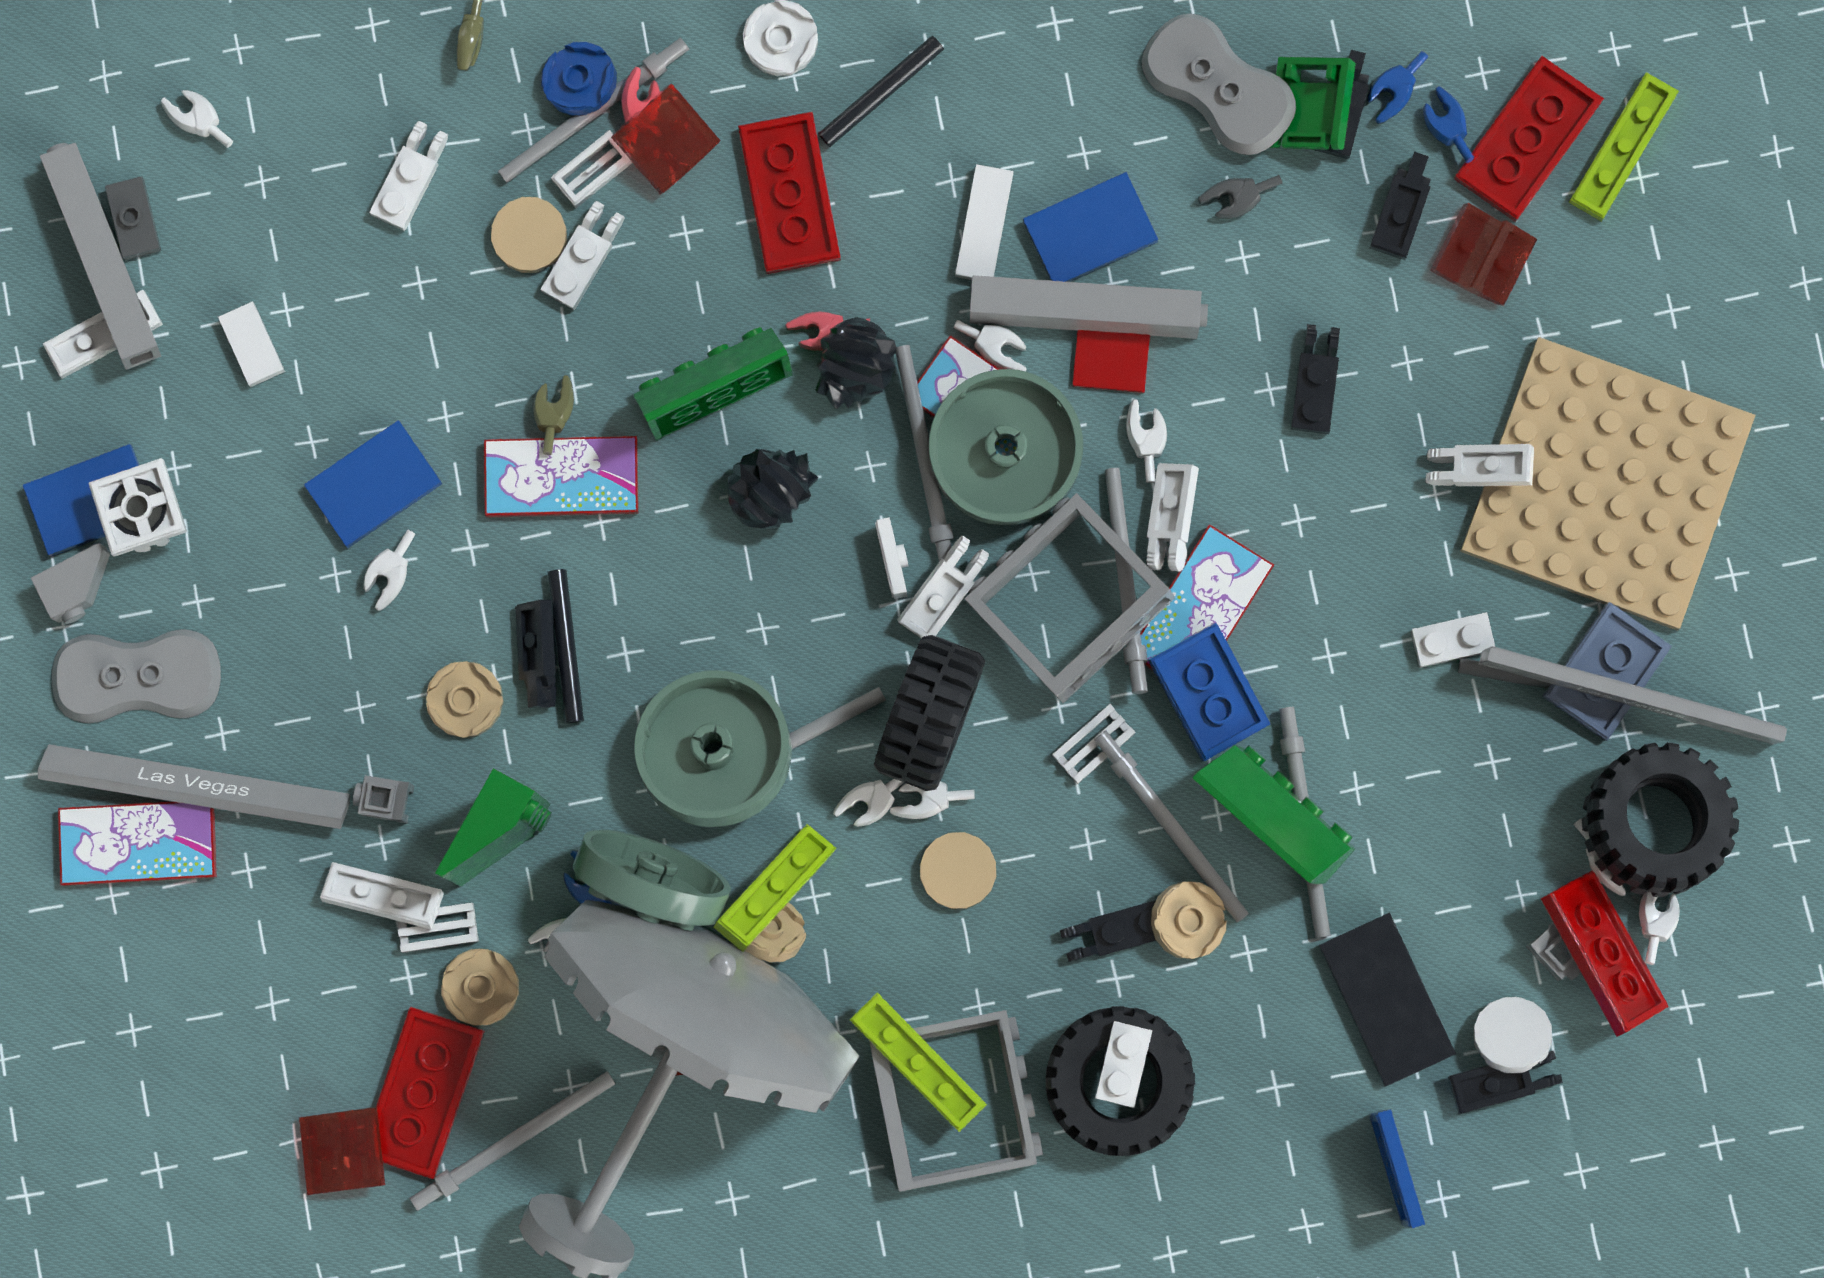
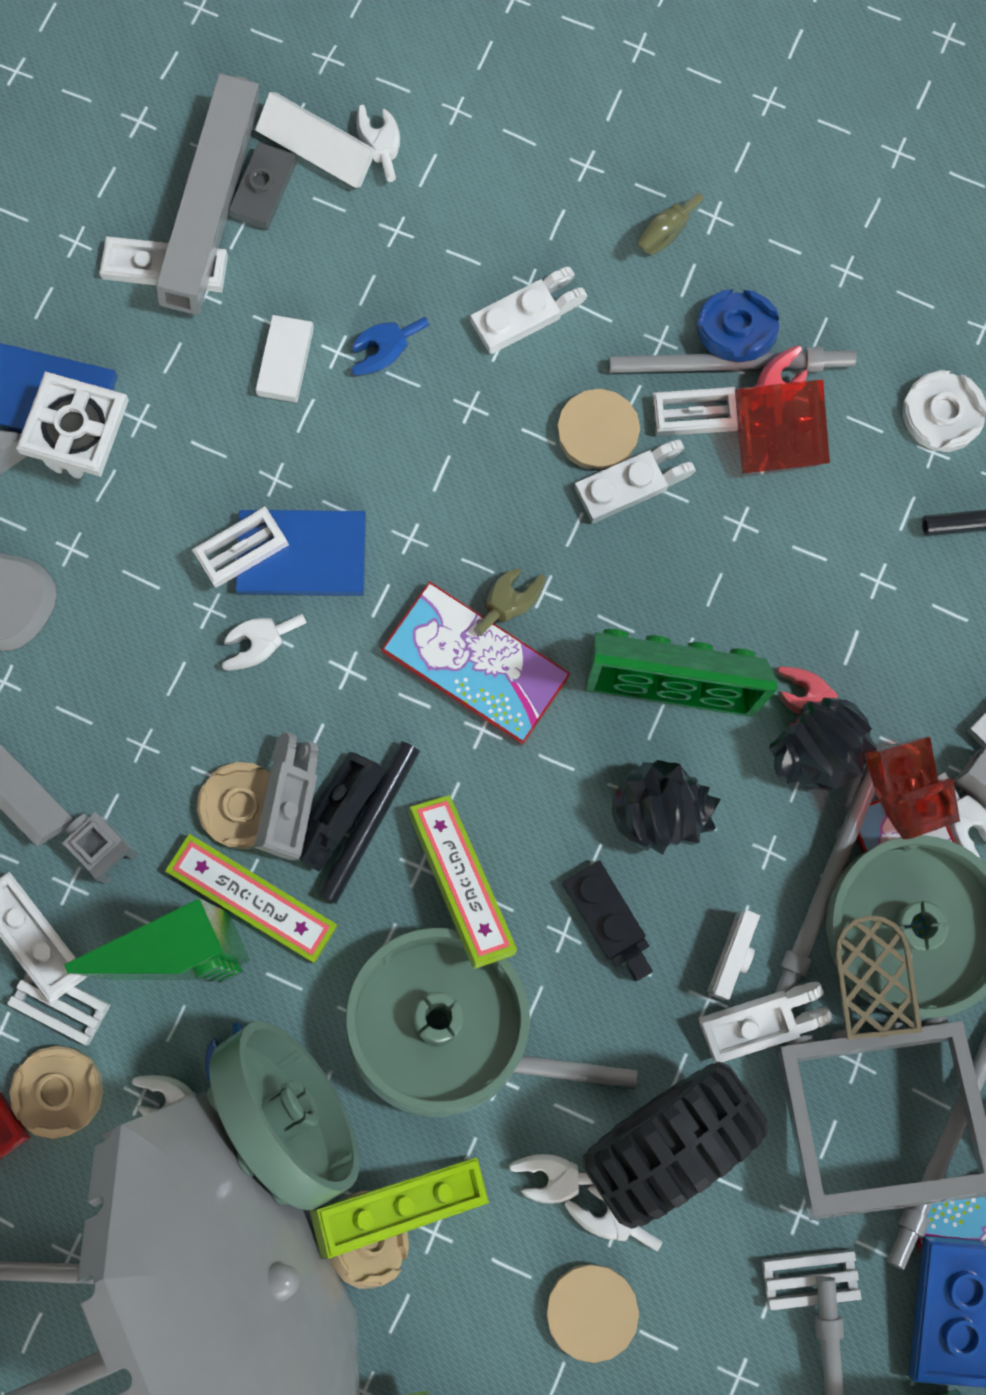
camera: 25 degrees right, 5 degrees down
(148, 153) = (315, 139): none -> white tile
(324, 276) = (390, 343): none -> blue hand
(339, 519) = (250, 559): none -> white tile
(495, 668) = (288, 798): none -> light grey hinge
(521, 758) = (252, 898): none -> tile
(661, 640) = (462, 882): none -> tile
(786, 594) = (609, 919): none -> black hinge
(789, 193) = (861, 552): red tile -> none
(936, 350) = (910, 788): none -> clear red slope
(990, 478) = (874, 966): none -> dark tan window

